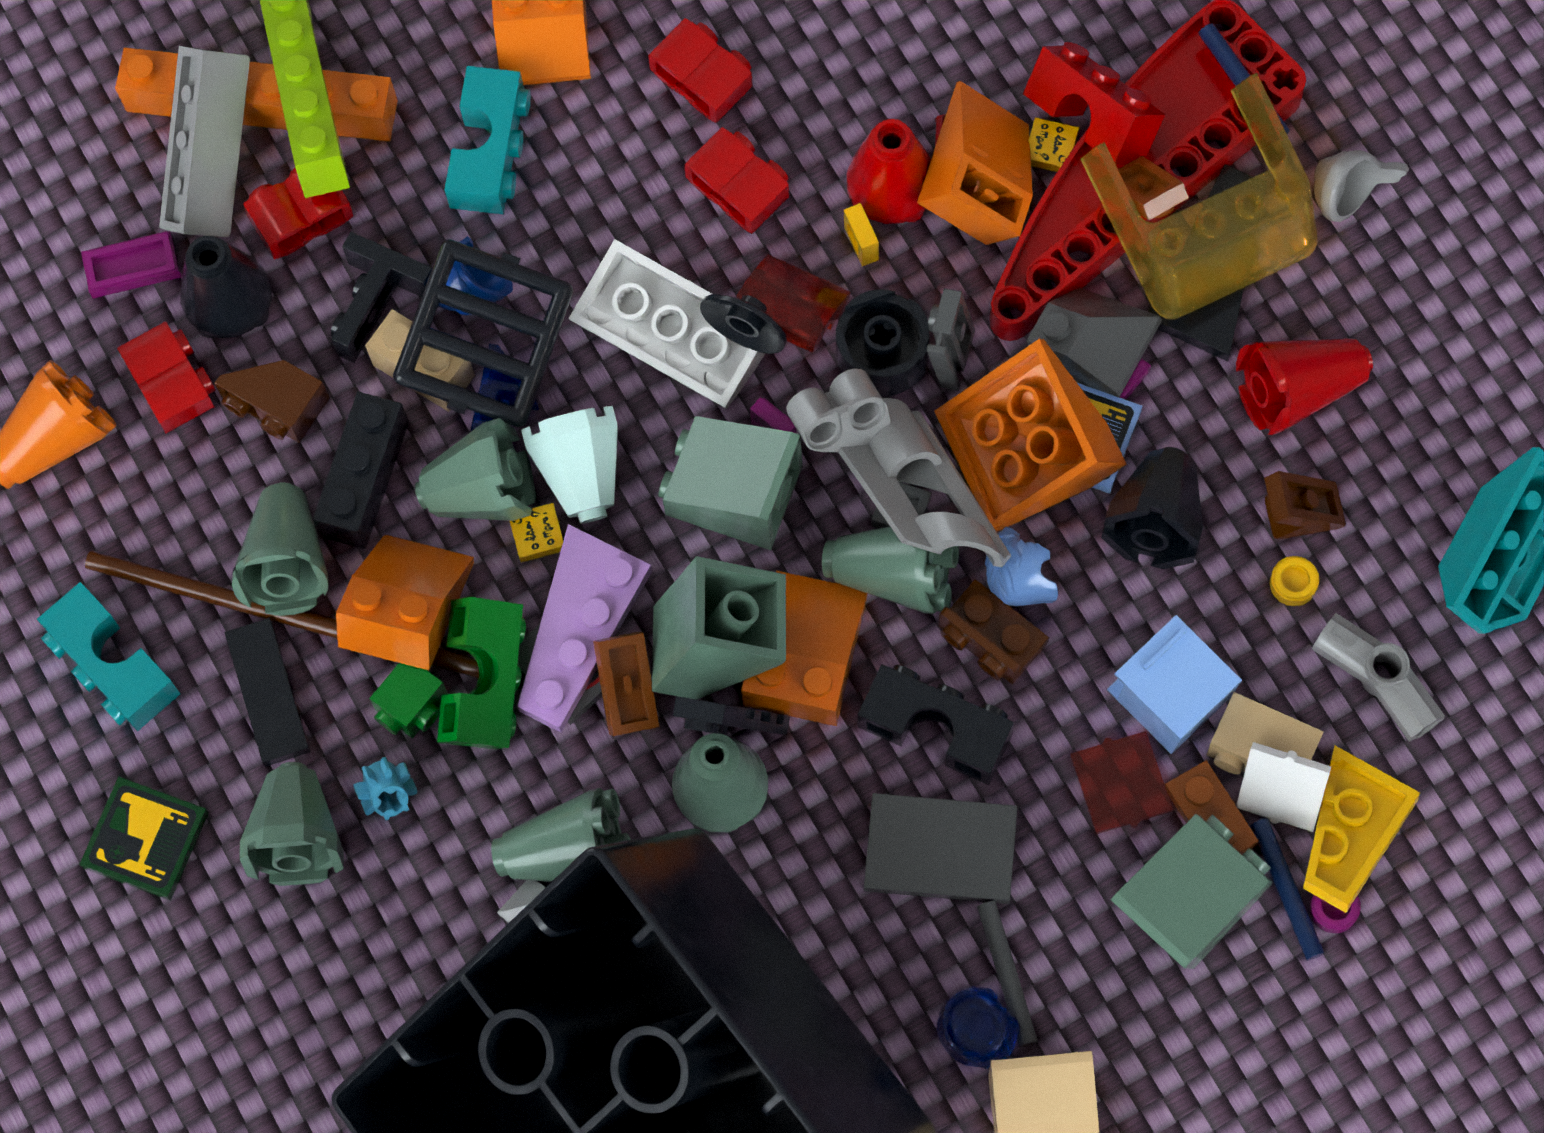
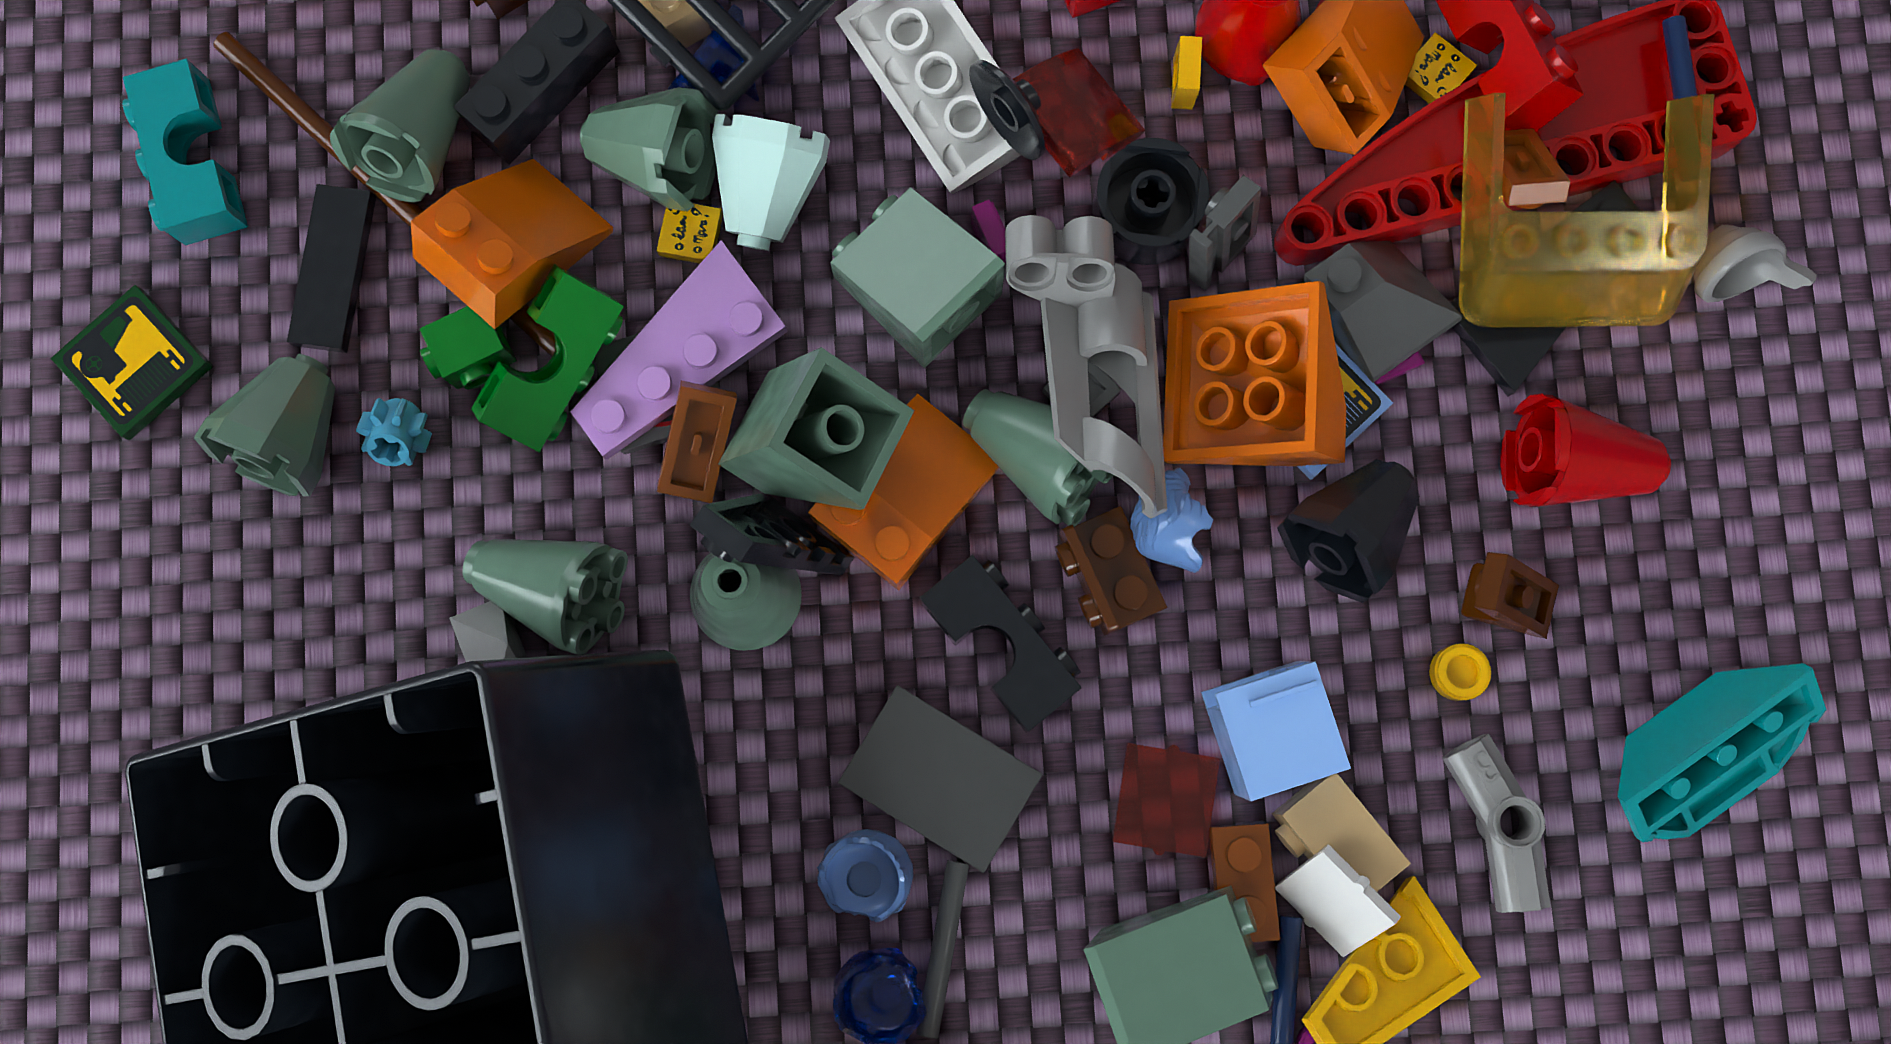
camera: 20 degrees right, 10 degrees up
(920, 943) = (866, 874): none -> medium blue hair

